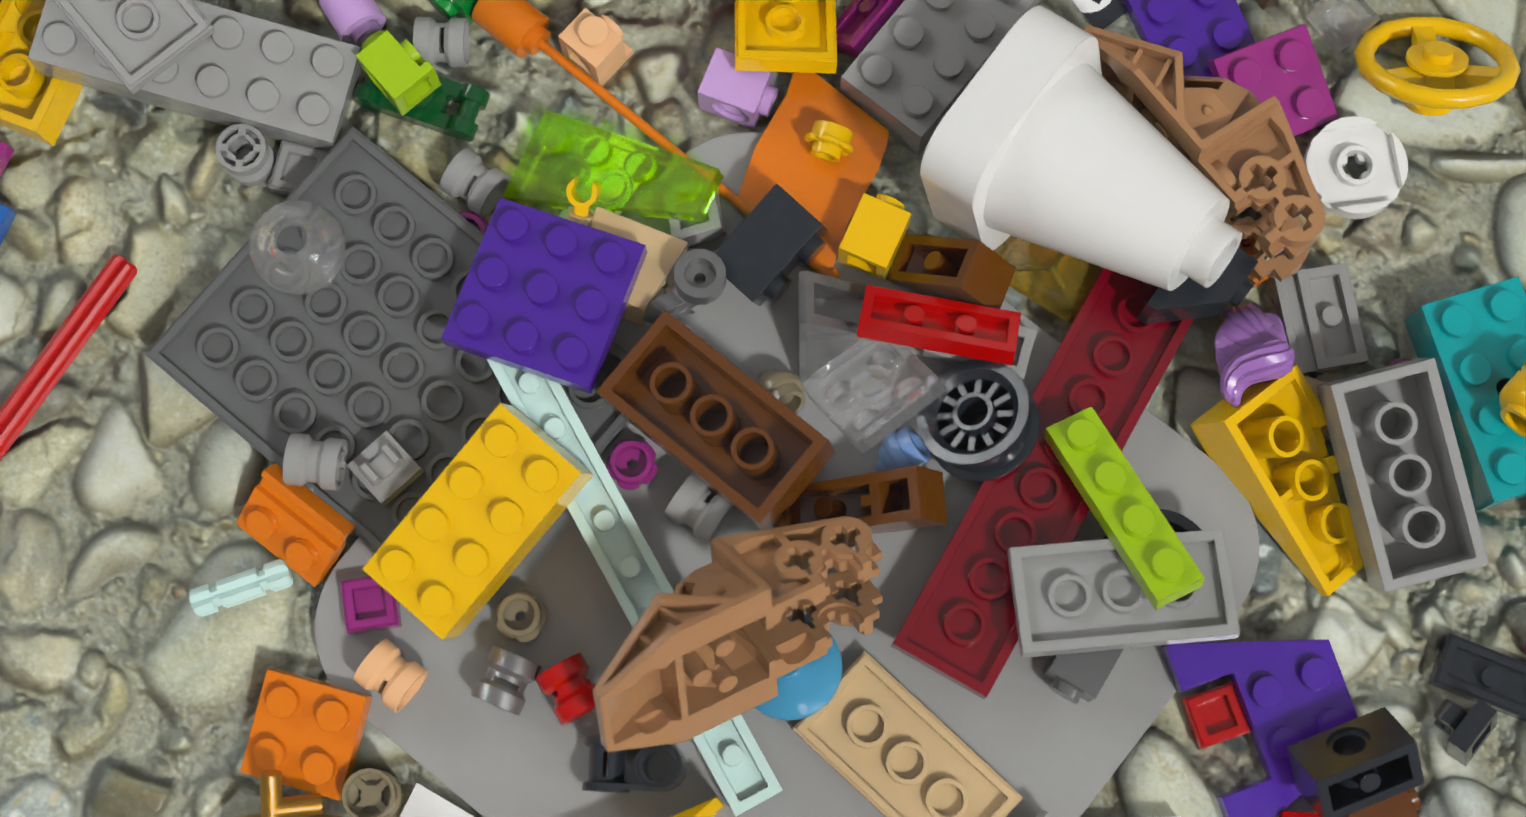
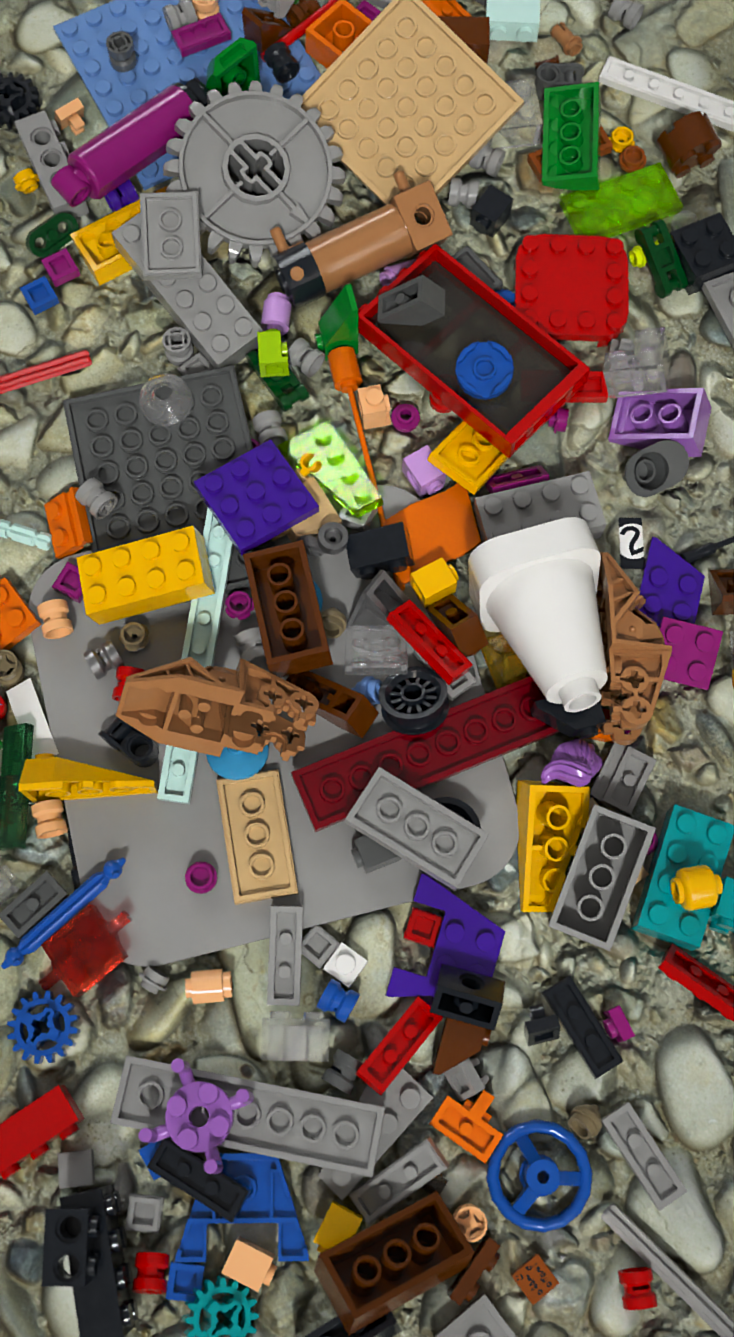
camera: 35 degrees right, 5 degrees down
(385, 468) = (125, 525): light grey tile -> none
(648, 43) = (405, 425): none -> magenta plate
(829, 140) = (447, 524): yellow plate -> none
(1124, 508) = (448, 789): lime plate -> none
(1370, 146) = (713, 714): white plate -> none

